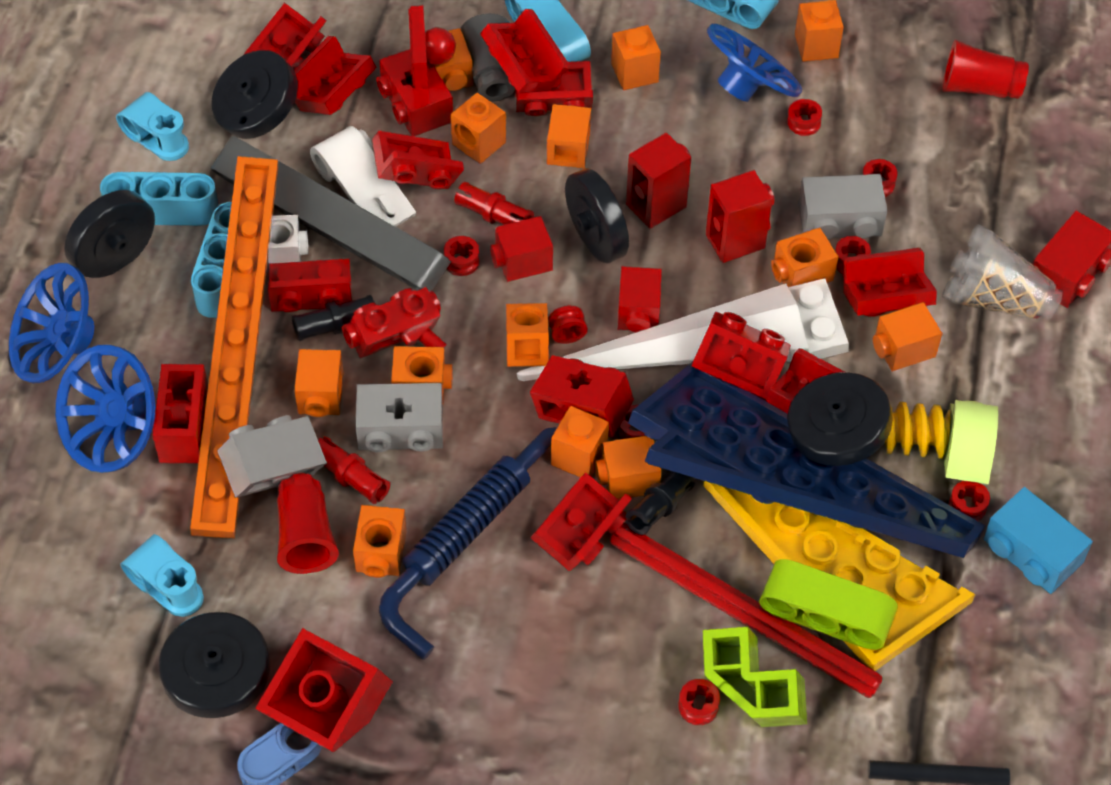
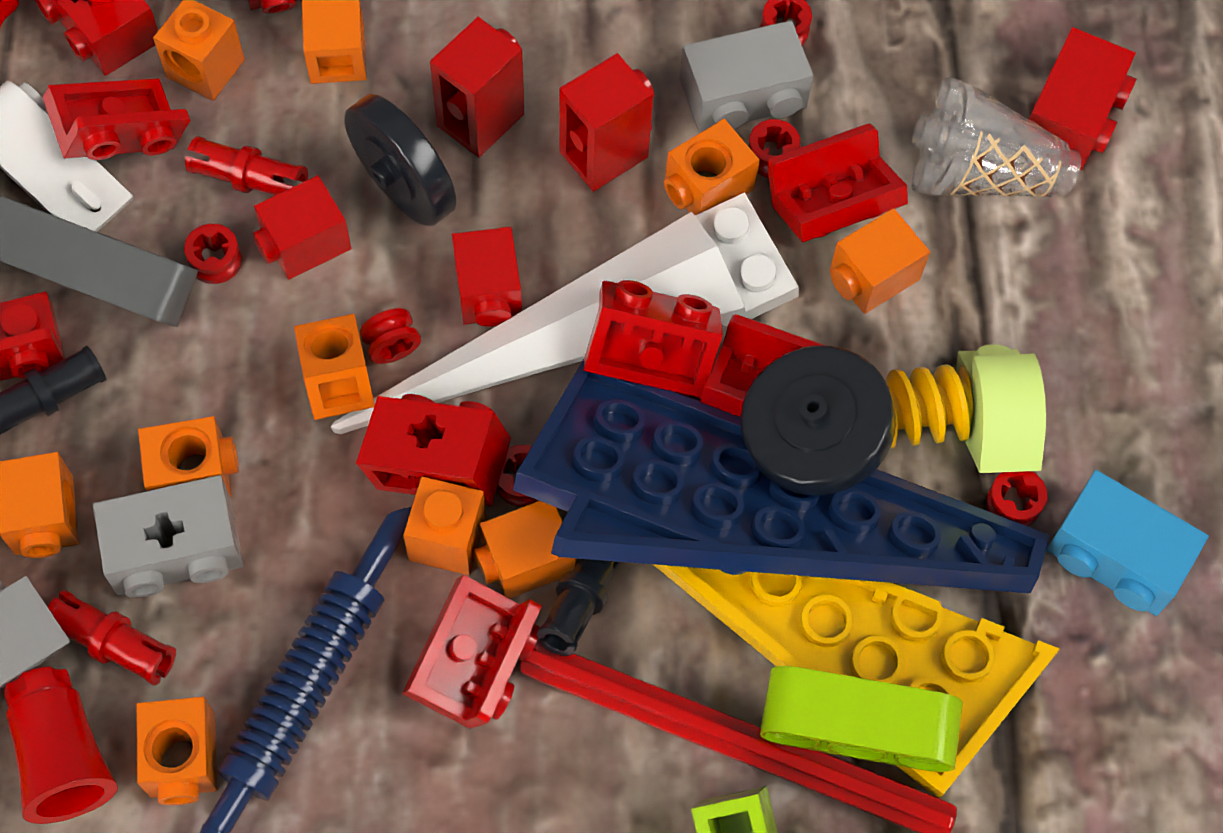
camera: 15 degrees left, 10 degrees up
(404, 319) = (145, 377): red brick -> none

